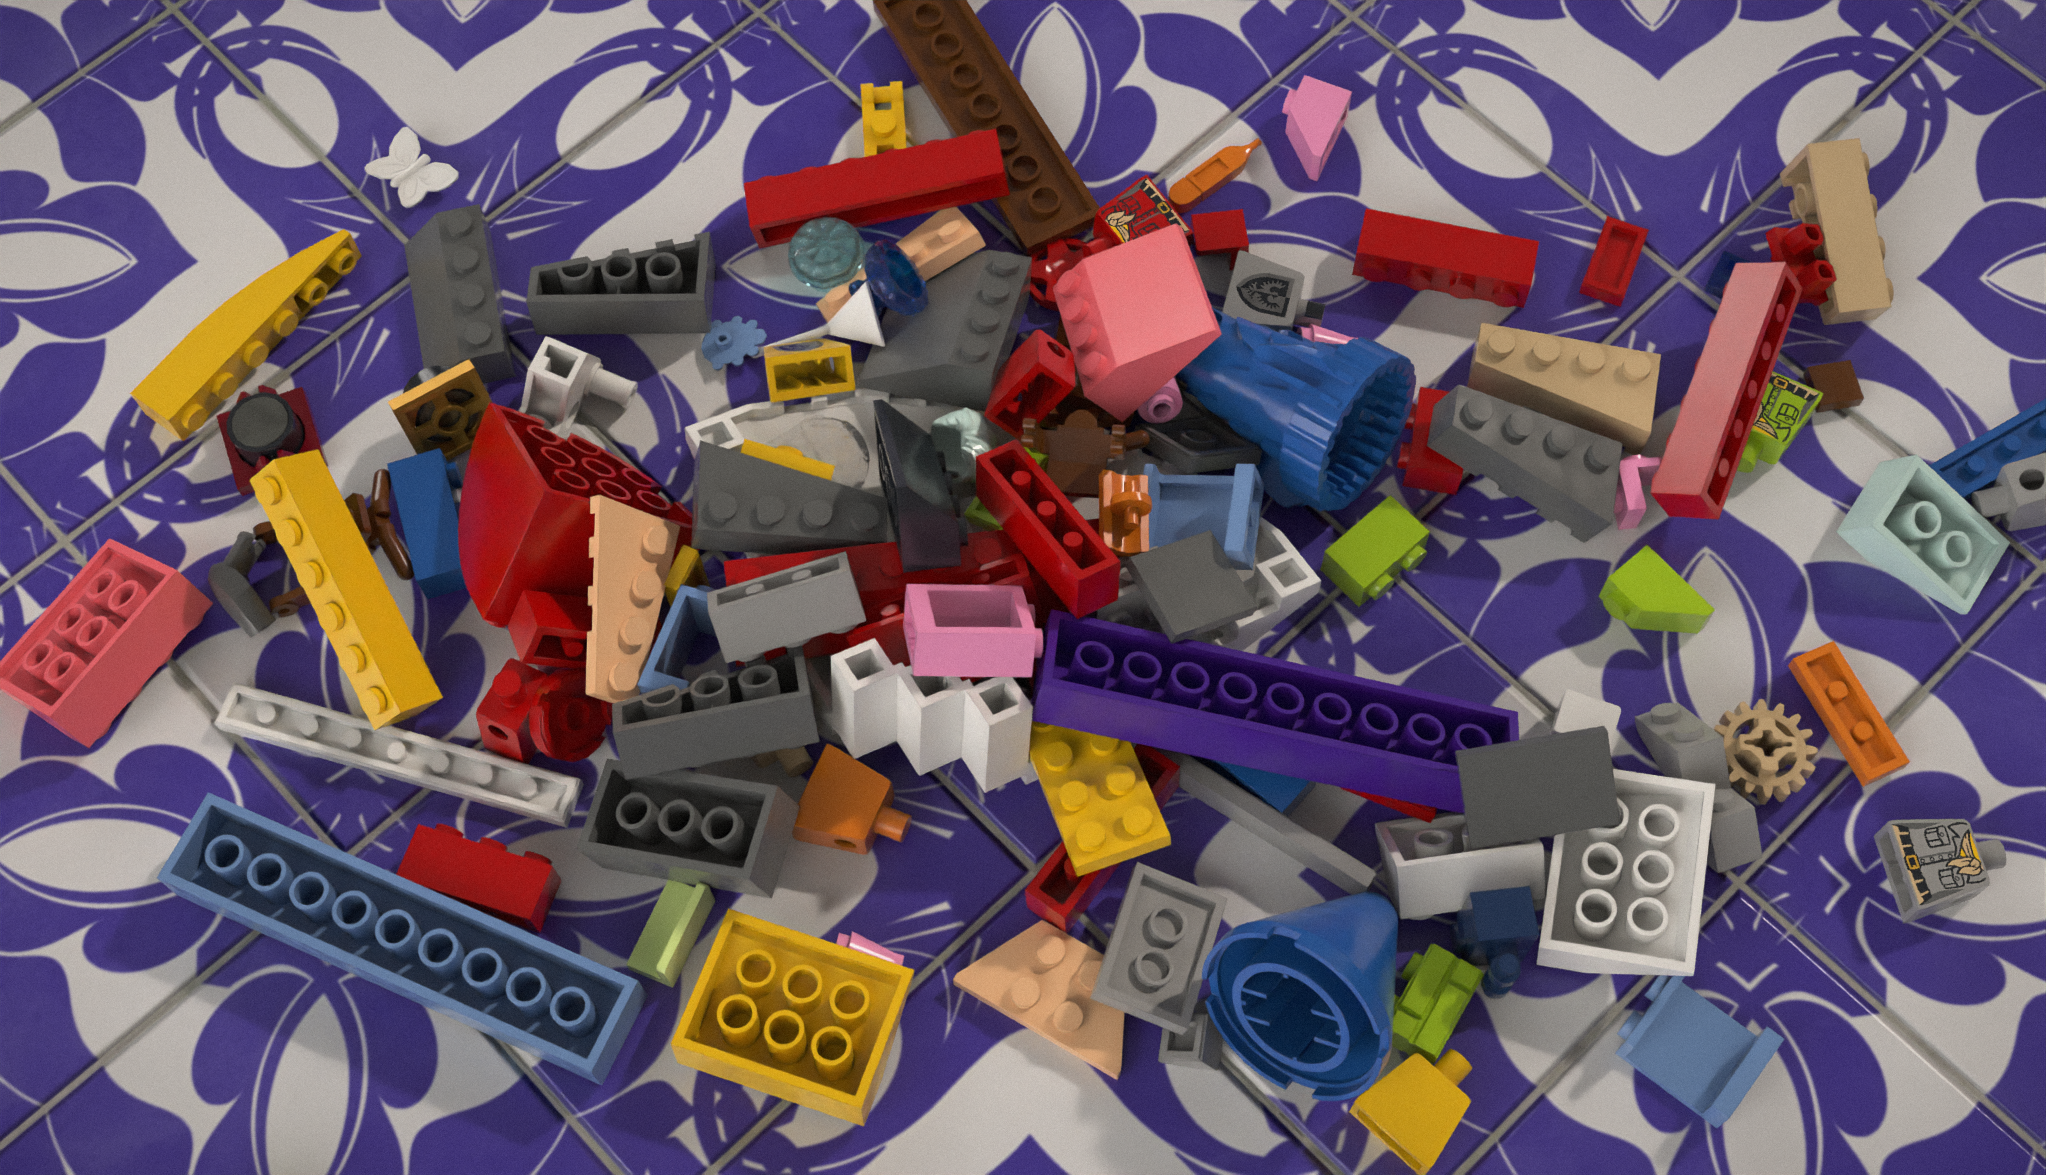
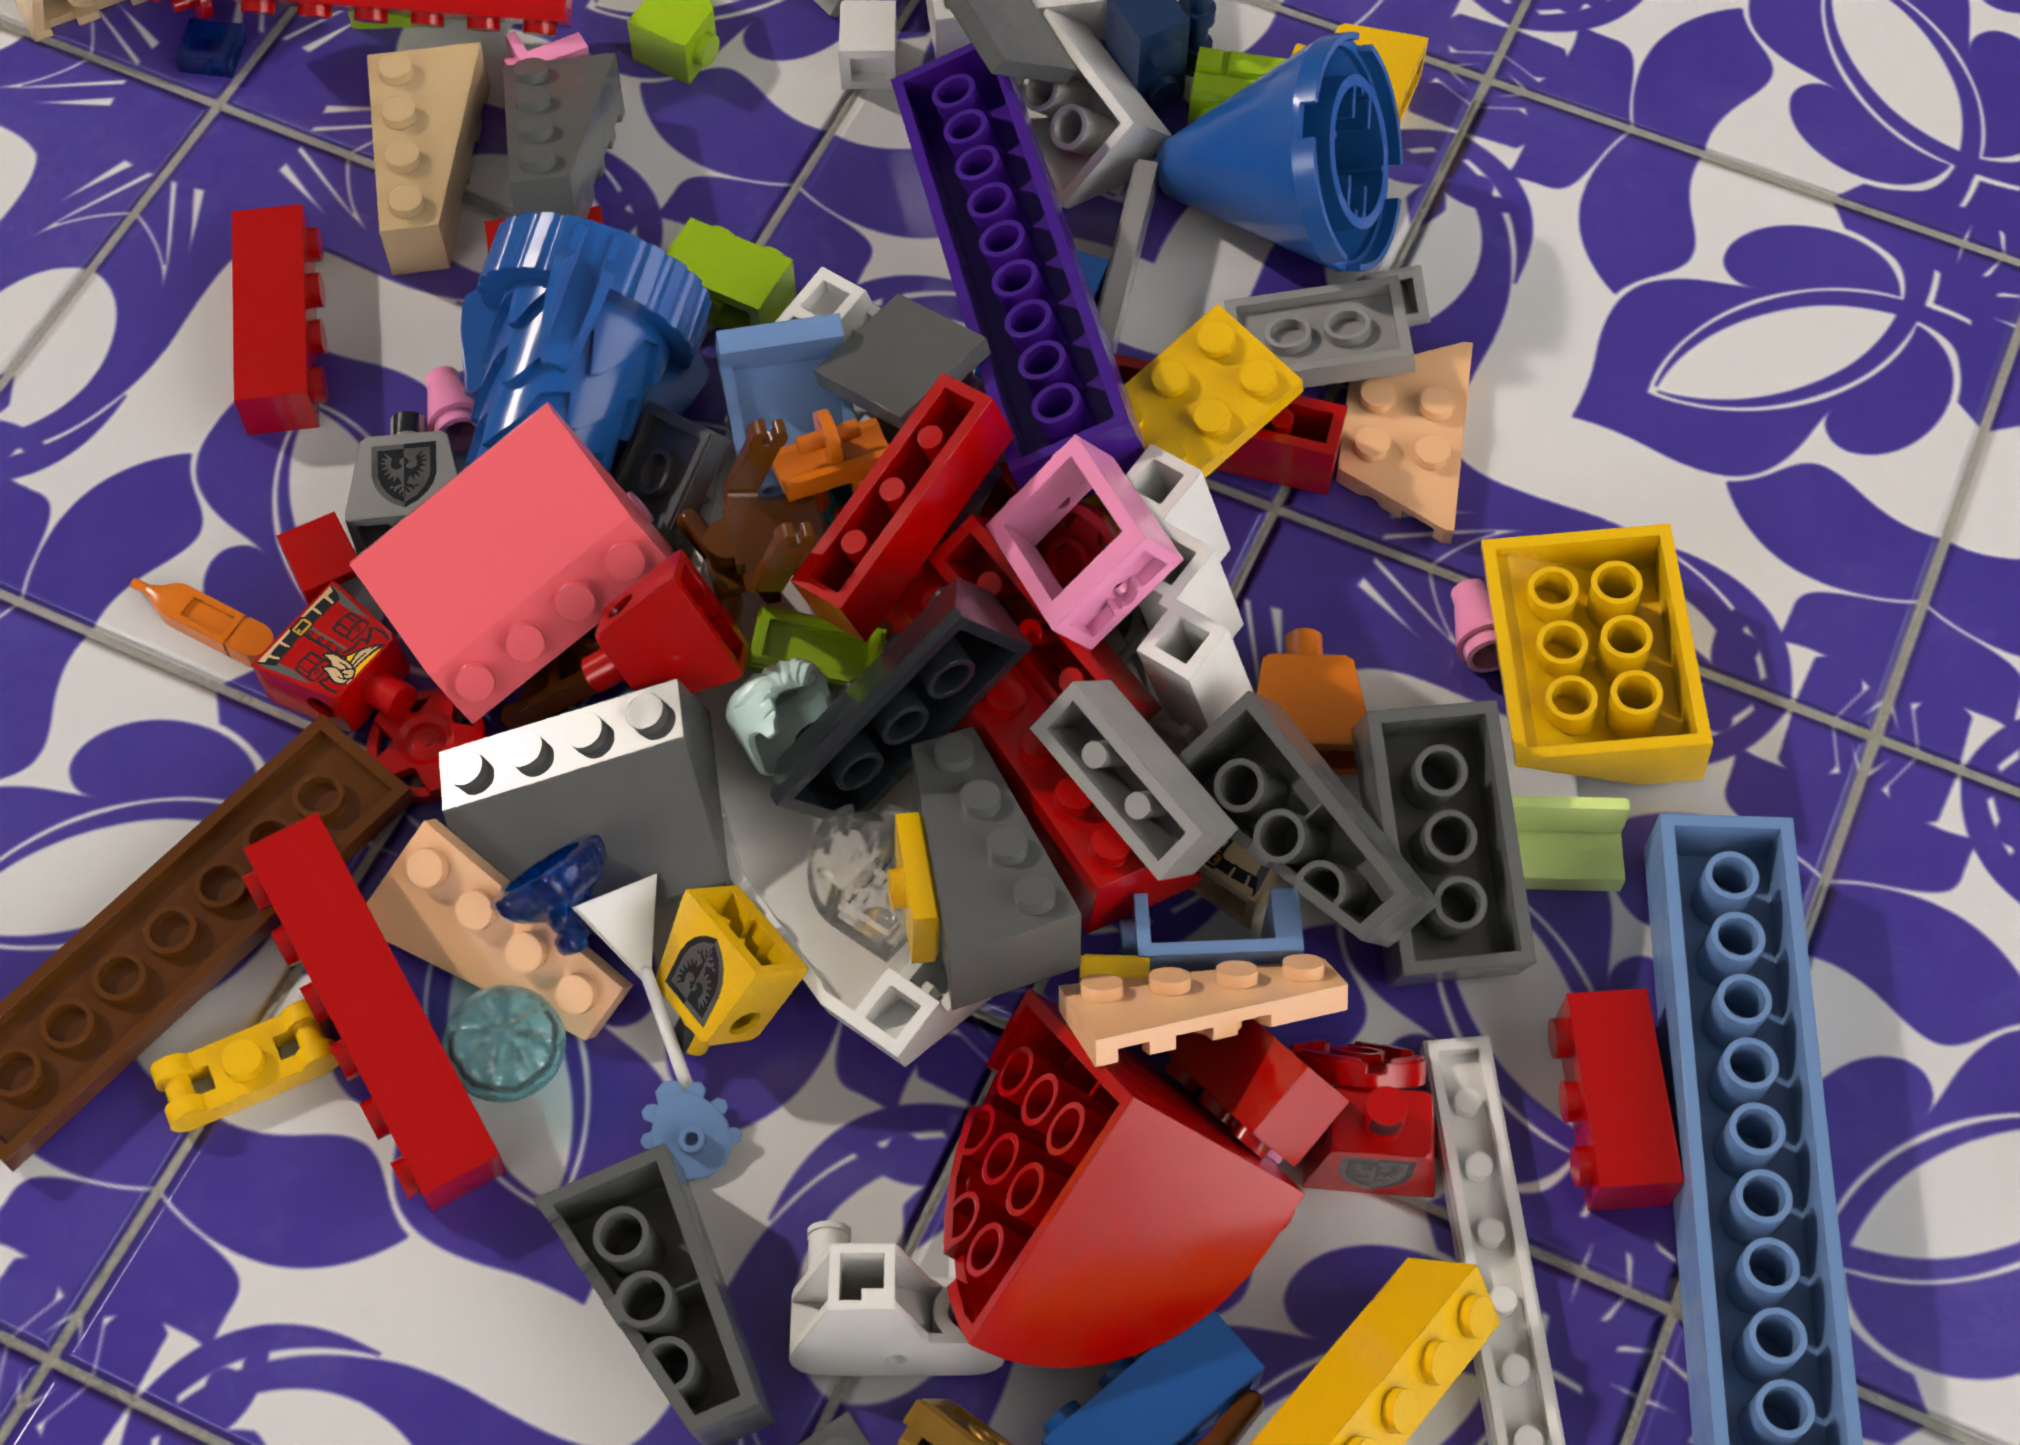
camera: 115 degrees left, 5 degrees down
(1315, 121) = (96, 512): bright pink slope -> none
(1613, 261) = (219, 163): red tile -> none

